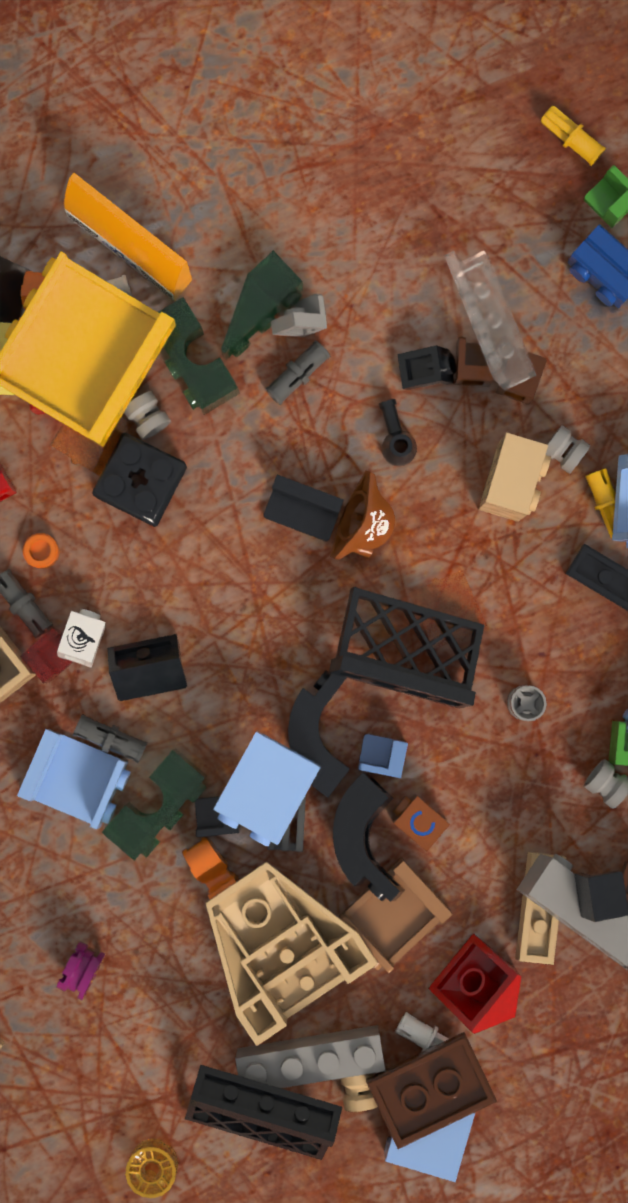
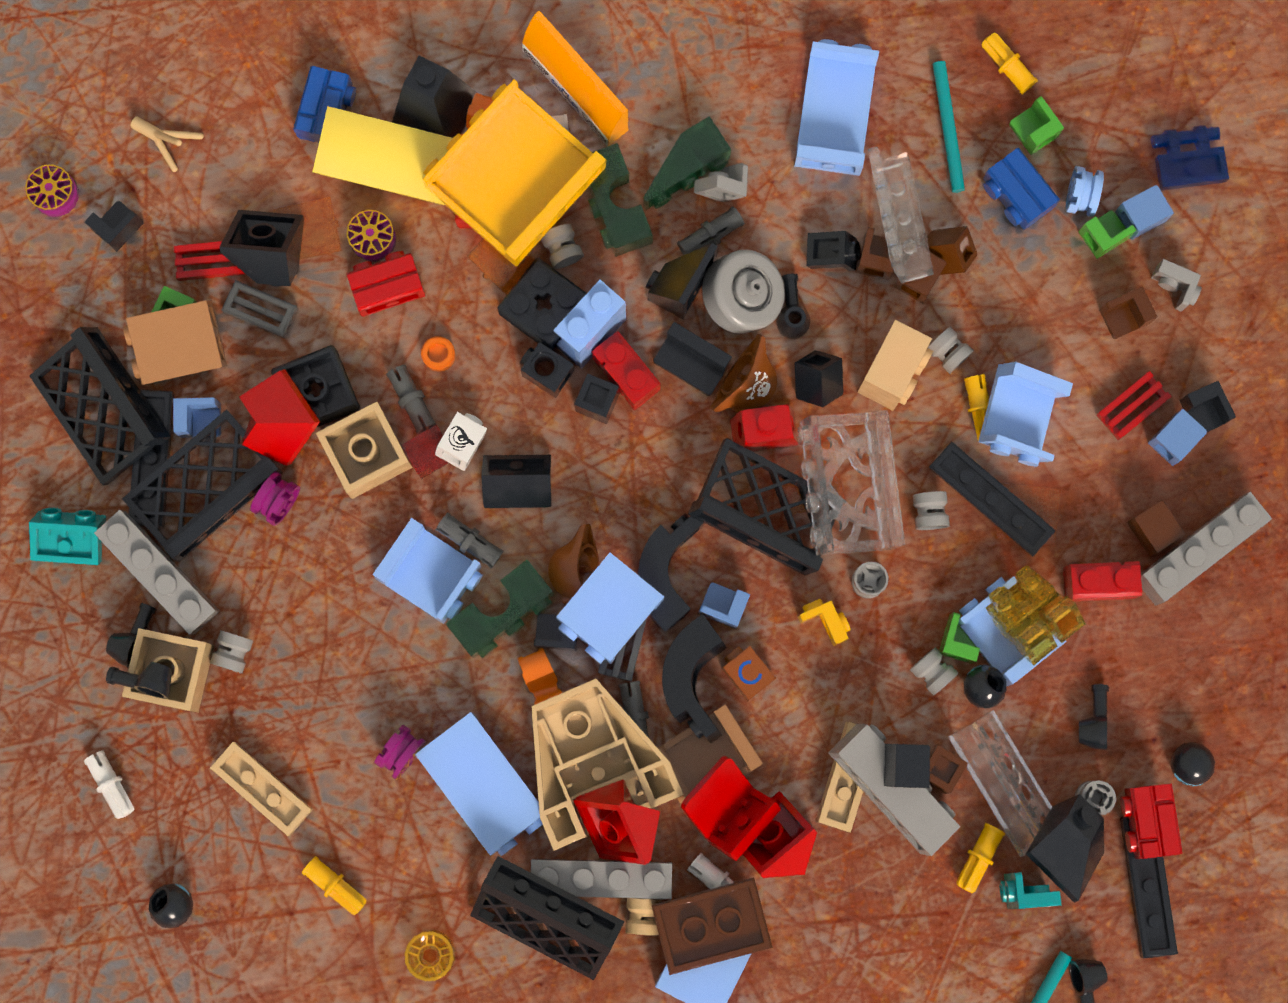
camera: 10 degrees right, 5 degrees down
(41, 1116) = (334, 886): none -> yellow axle
(166, 558) = (557, 379): none -> black brick
(169, 988) = (481, 785): none -> light blue panel
(191, 493) = (590, 323): none -> light blue panel
(213, 568) = (597, 398): none -> black panel
(222, 744) = (574, 563): none -> dark orange hat
(237, 533) = (626, 370): none -> red brick
(276, 428) = (681, 280): none -> black slope
(310, 878) = (634, 705): none -> dark grey pin
(317, 1005) = (617, 824): none -> red slope
(342, 428) = (743, 291): none -> light grey wheel
(390, 567) = (765, 428): none -> red torso
(402, 215) = (836, 107): none -> light blue panel
(427, 967) = (729, 809): none -> red bracket
(436, 503) = (819, 378): none -> black panel
(499, 754) = (834, 624): none -> yellow bracket
(522, 214) = (948, 126): none -> teal bar
(524, 608) = (878, 445): none -> clear fence
(550, 340) = (954, 247): none -> reddish brown panel
(574, 611) = (927, 503): none -> light grey wheel

